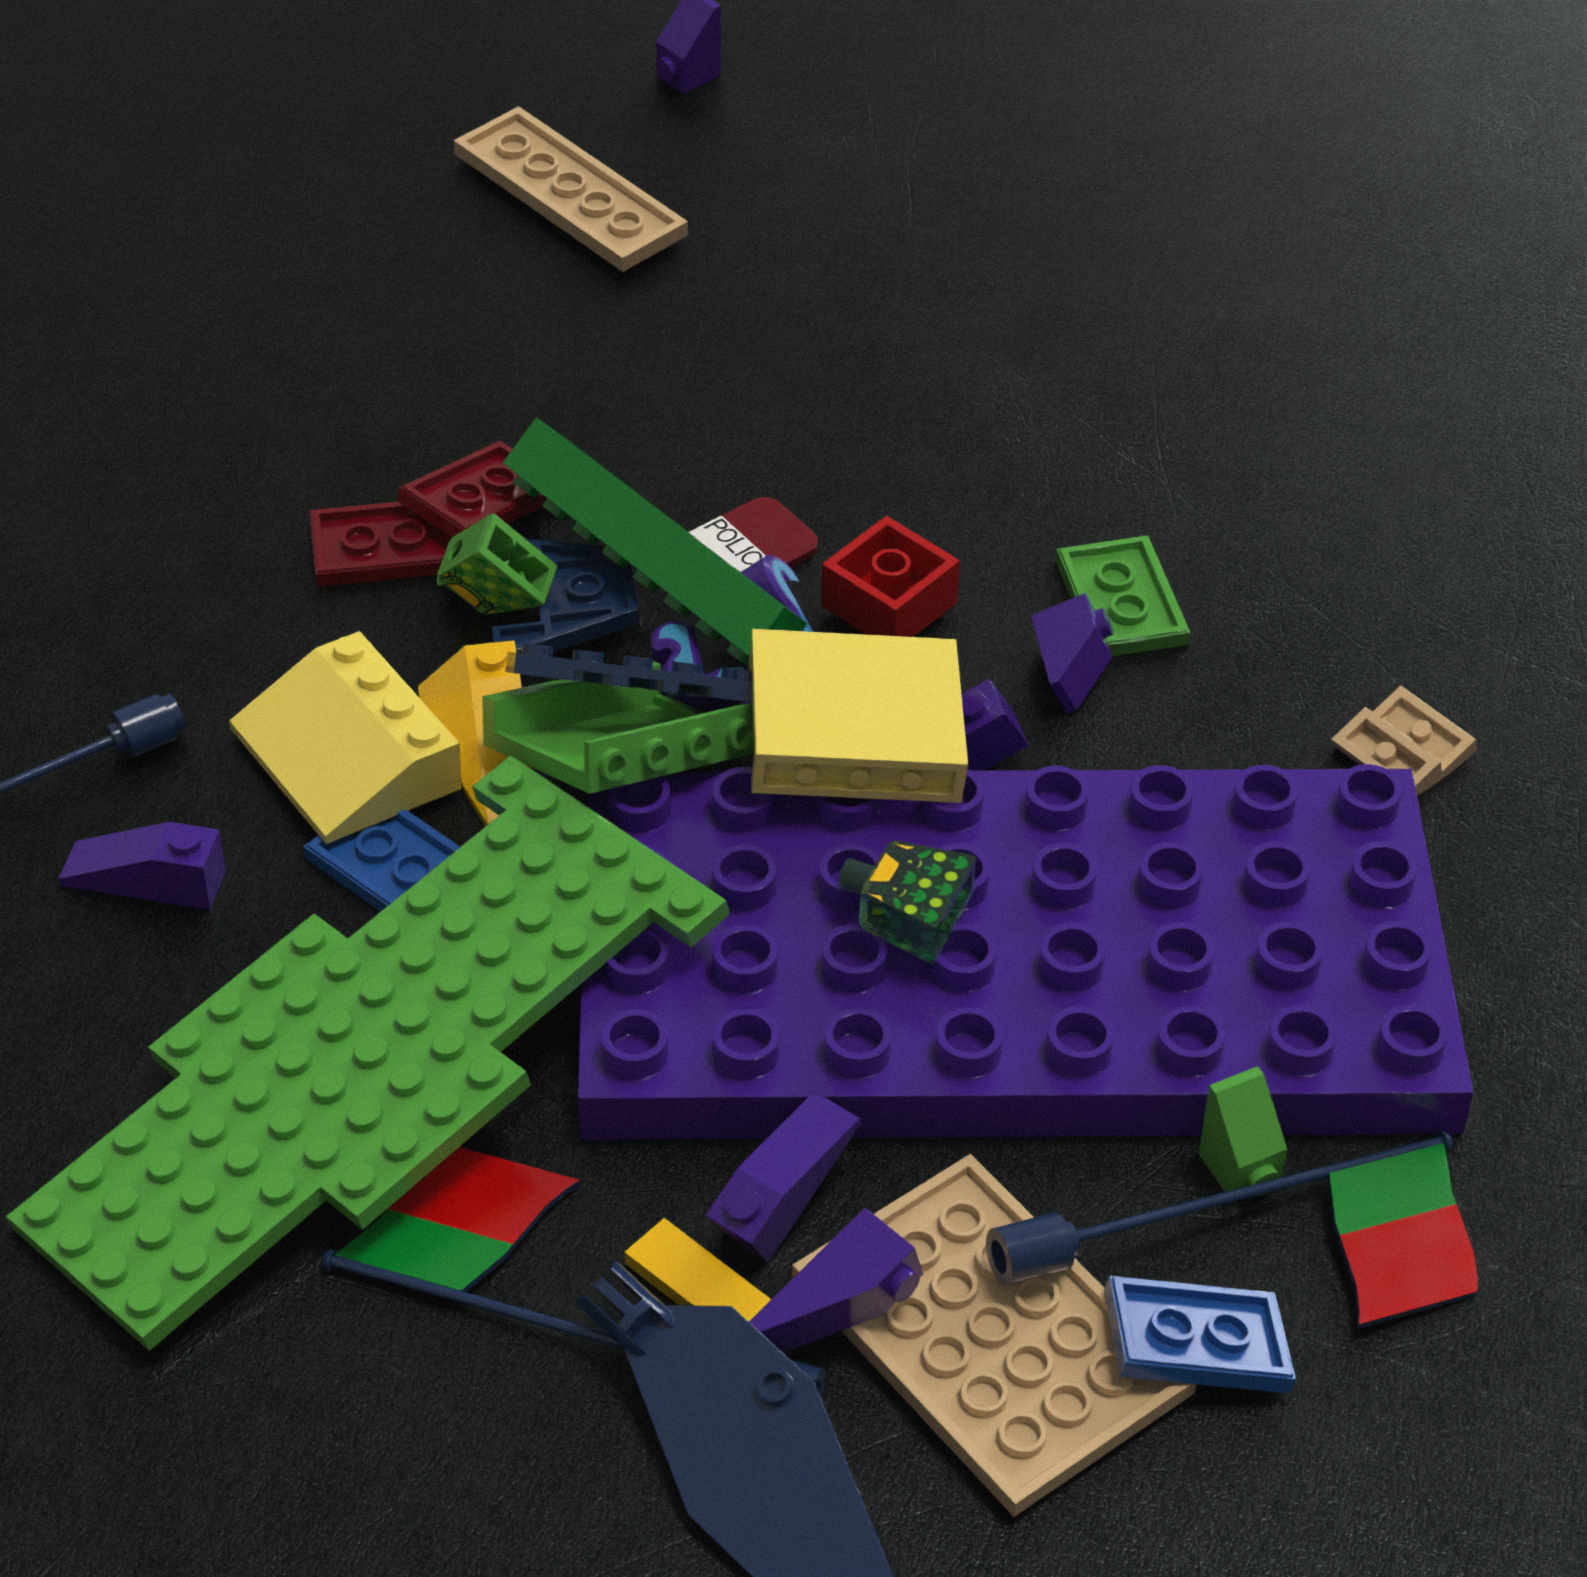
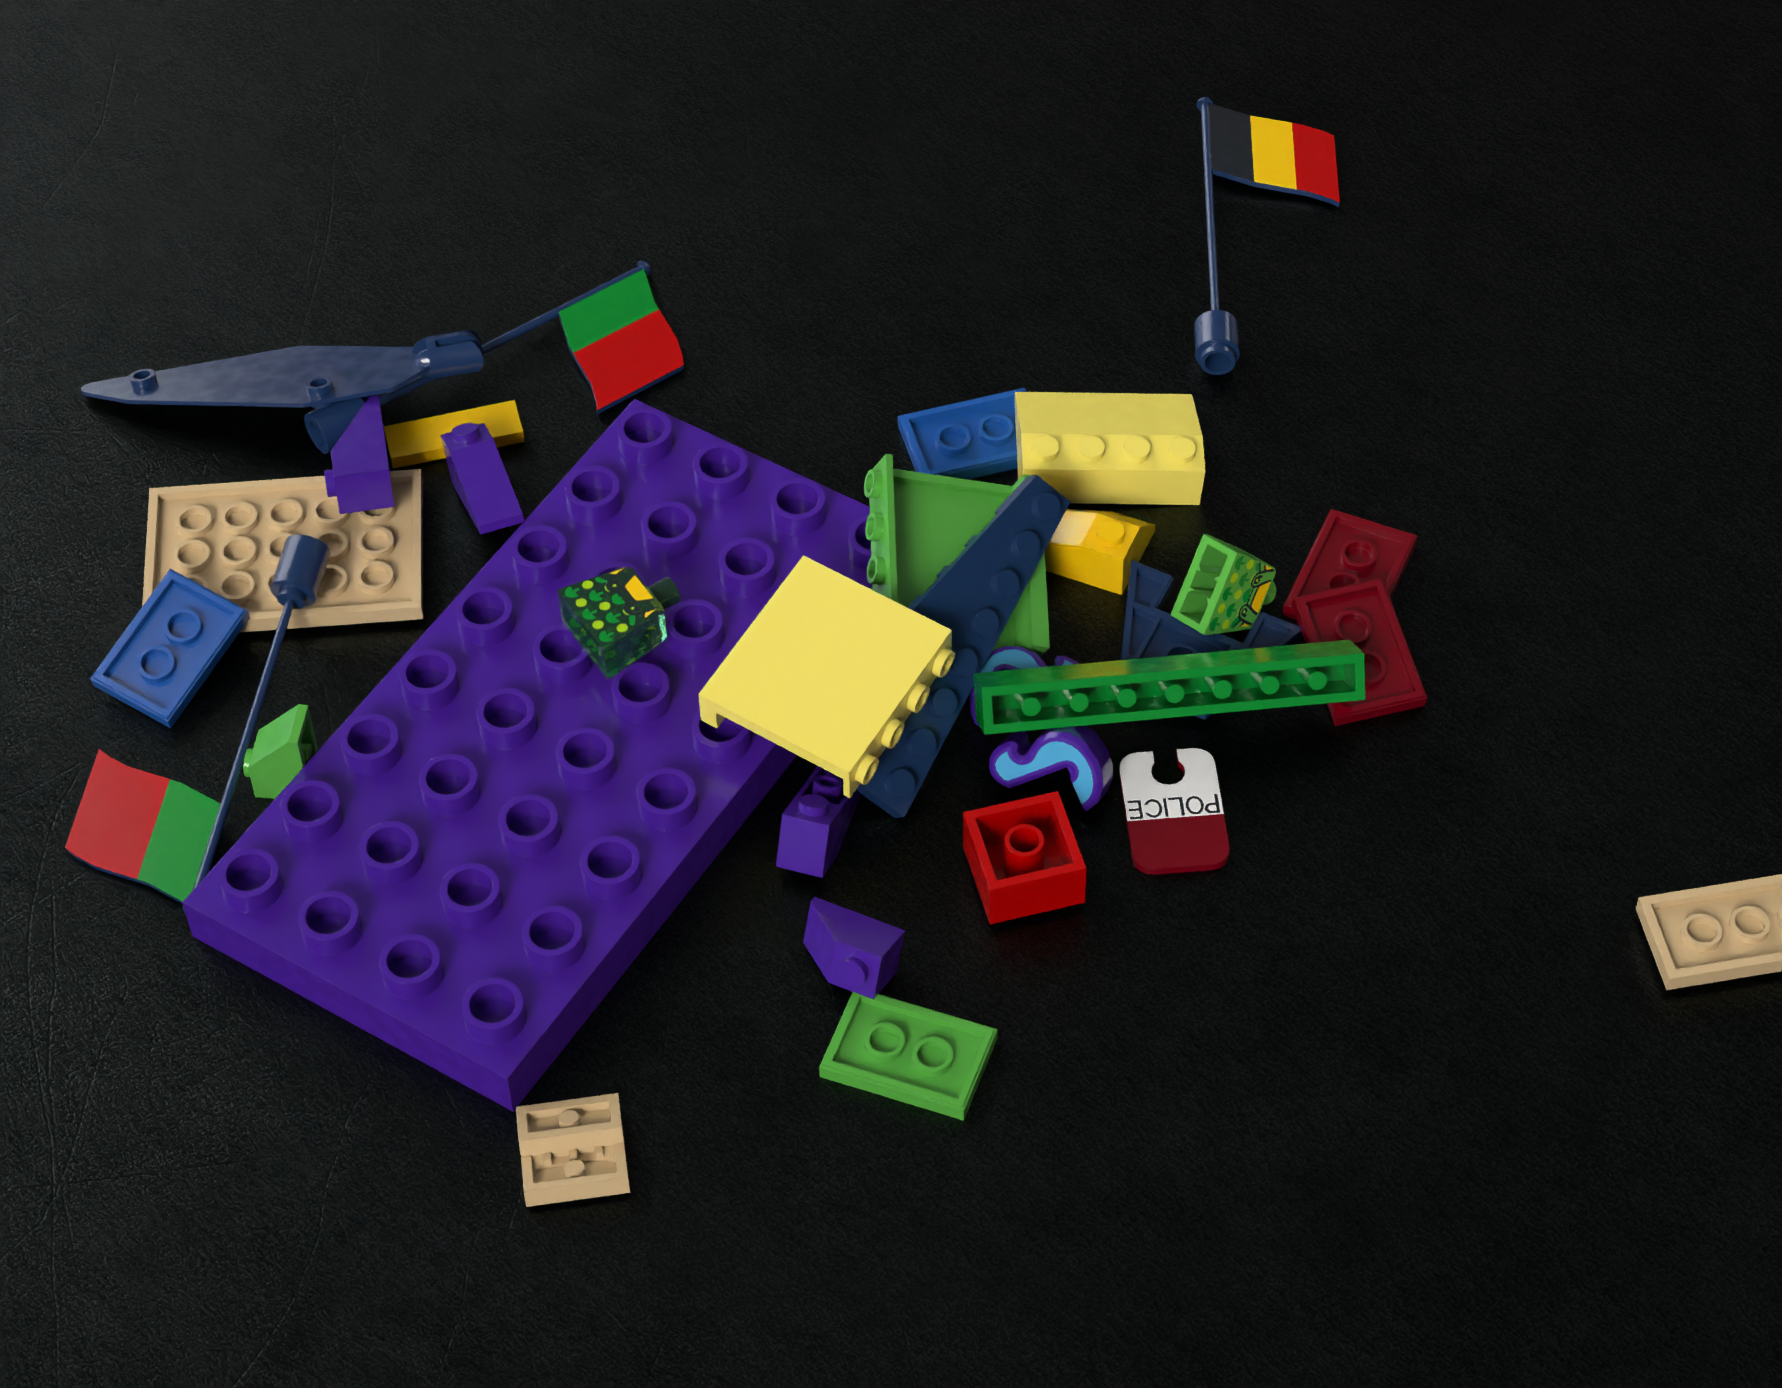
camera: 125 degrees right, 5 degrees up
(150, 863) = (1064, 298): dark purple slope -> none
(353, 1057) = (779, 319): bright green piece -> none

